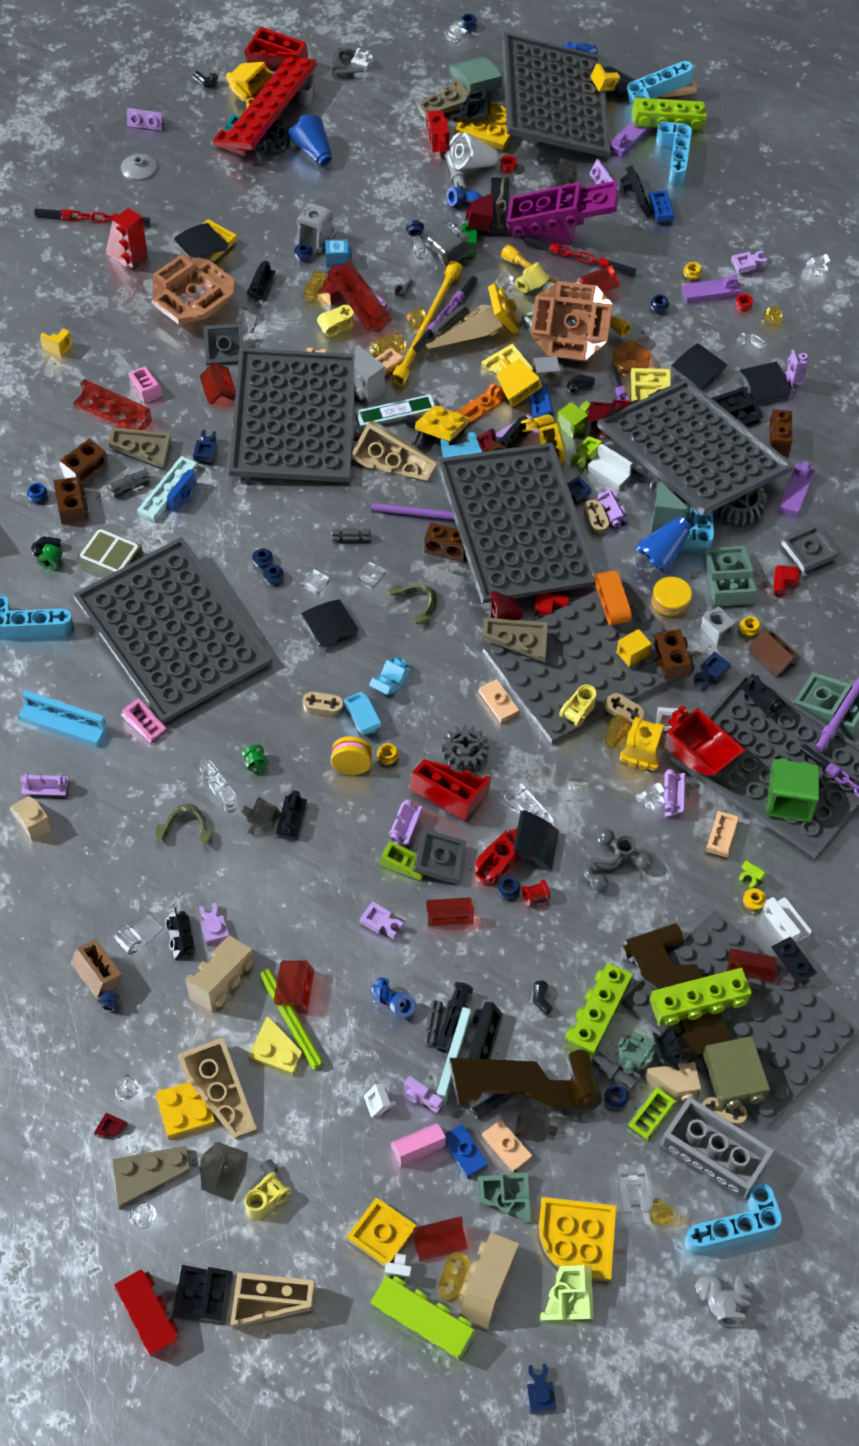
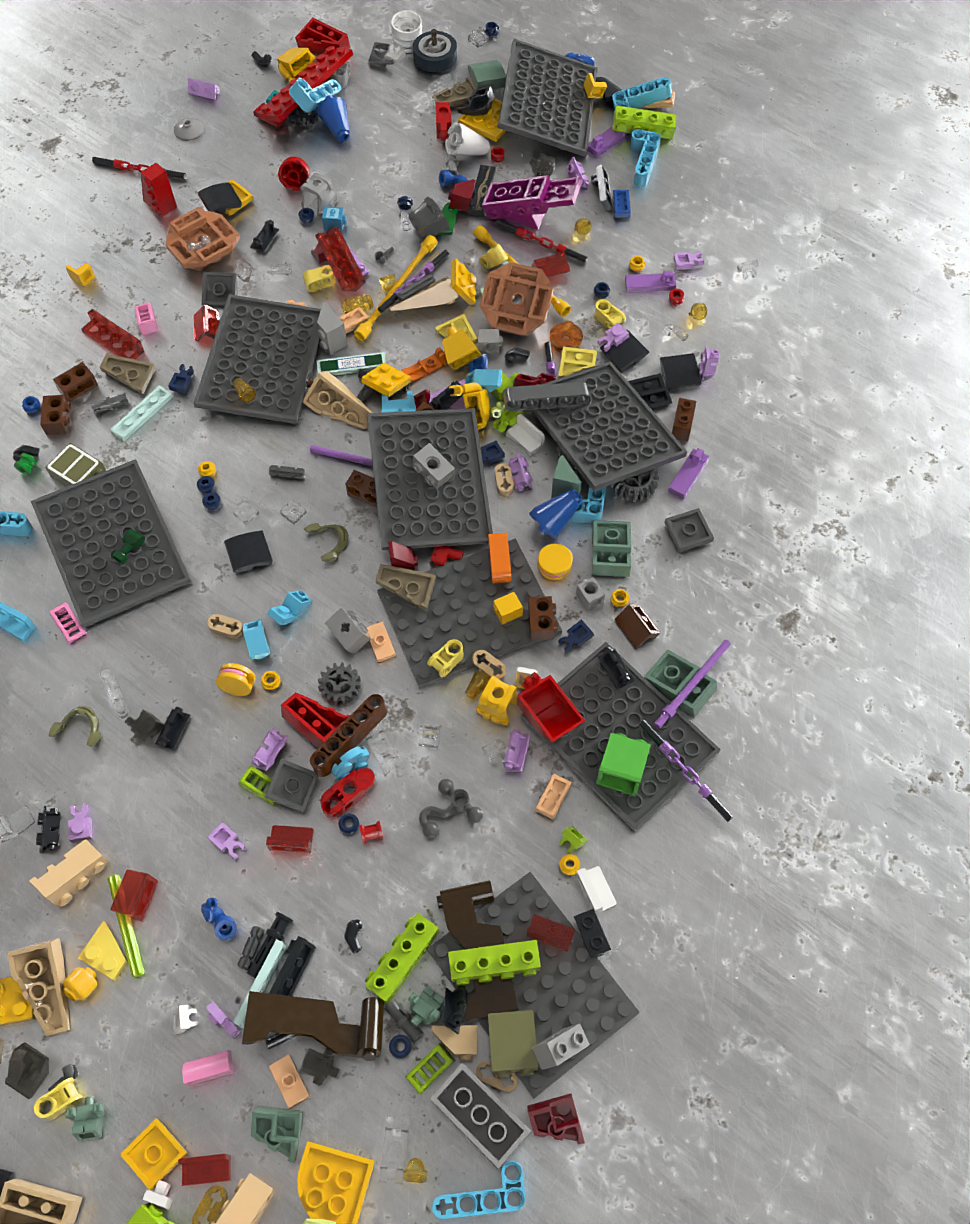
camera: 10 degrees right, 5 degrees up
(181, 490) = (151, 416): blue plate -> none
(200, 623) = (131, 540): none -> dark green leg
(255, 759) = (153, 670): green wheel -> none
(259, 540) = (209, 472): none -> yellow plate
(259, 1080) = (80, 984): none -> yellow head
(280, 206) = (293, 173): none -> red cylinder
(282, 119) = (310, 98): none -> medium azure beam
(287, 452) = (245, 391): none -> clear yellow cone
(302, 1209) = (87, 1120): none -> sand green piece
(314, 285) = (307, 244): clear yellow beam -> none
(373, 32) = (405, 29): none -> white wheel
(410, 53) = (435, 51): none -> black wheel
(452, 685) = (348, 630): none -> light grey brick
(465, 1151) = (249, 1080): blue plate -> none
(491, 796) = (353, 726): none -> reddish brown beam
(503, 820) = (351, 760): none -> medium azure plate
(518, 498) = (431, 457): none -> light grey brick
(536, 840) = (380, 781): black slope -> none
(561, 410) = (486, 378): none -> medium azure slope
(573, 444) = (497, 410): none -> yellowish green arm
(623, 235) = (582, 226): none -> clear yellow tile
(628, 422) = (546, 396): none -> dark grey beam
(672, 329) = (608, 314): none -> light yellow piece
(686, 350) = (614, 335): none -> lavender plate
(785, 577) = (661, 554): red piece -> none
(788, 1065) = (560, 1046): none -> light grey brick
(795, 1143) = (556, 1119): none -> dark red slope

